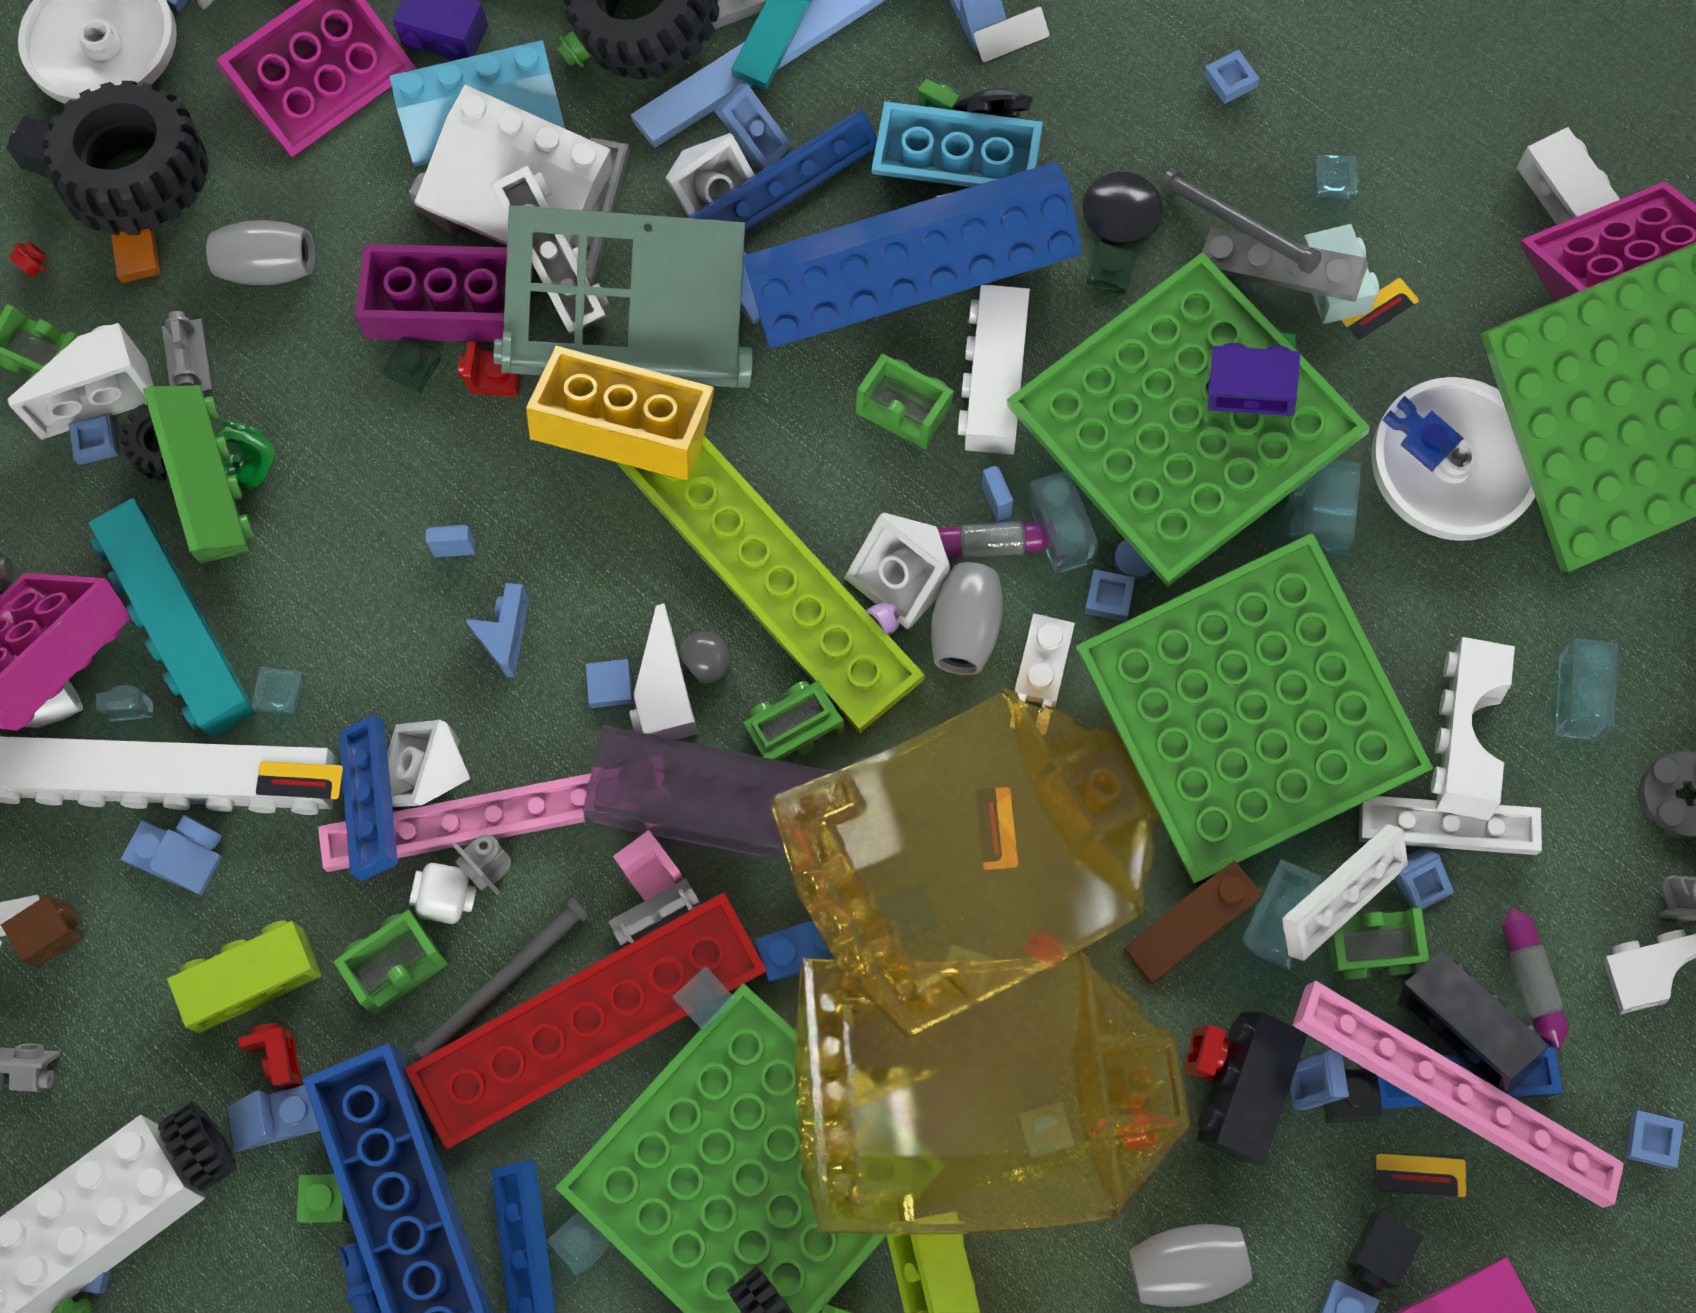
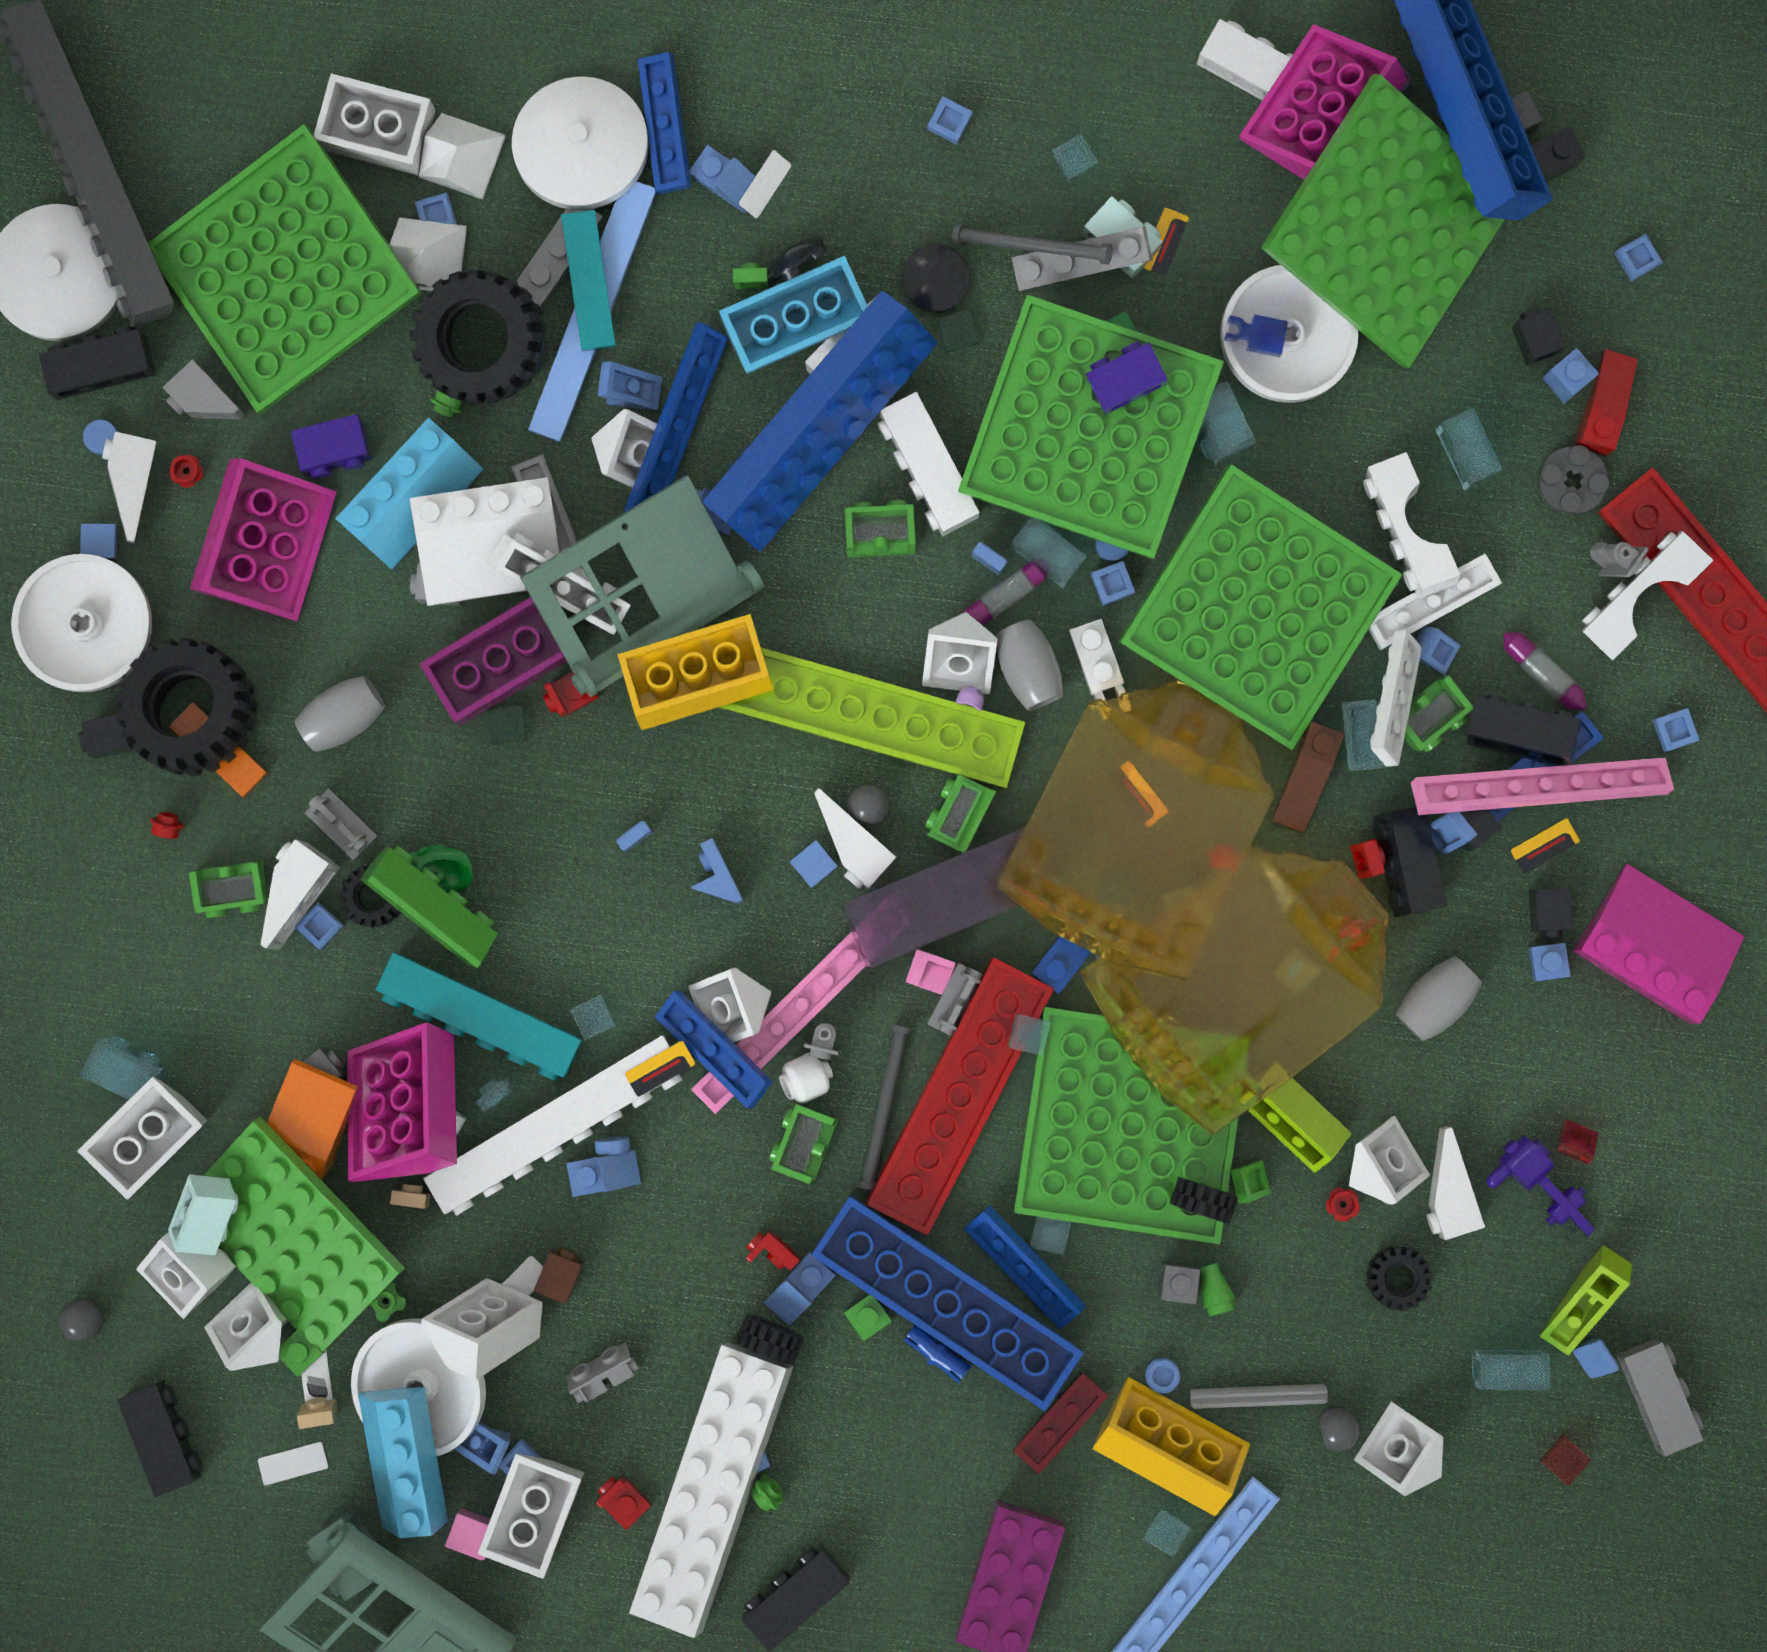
camera: 35 degrees left, 15 degrees up
(244, 976) = (714, 1215): lime brick -> none

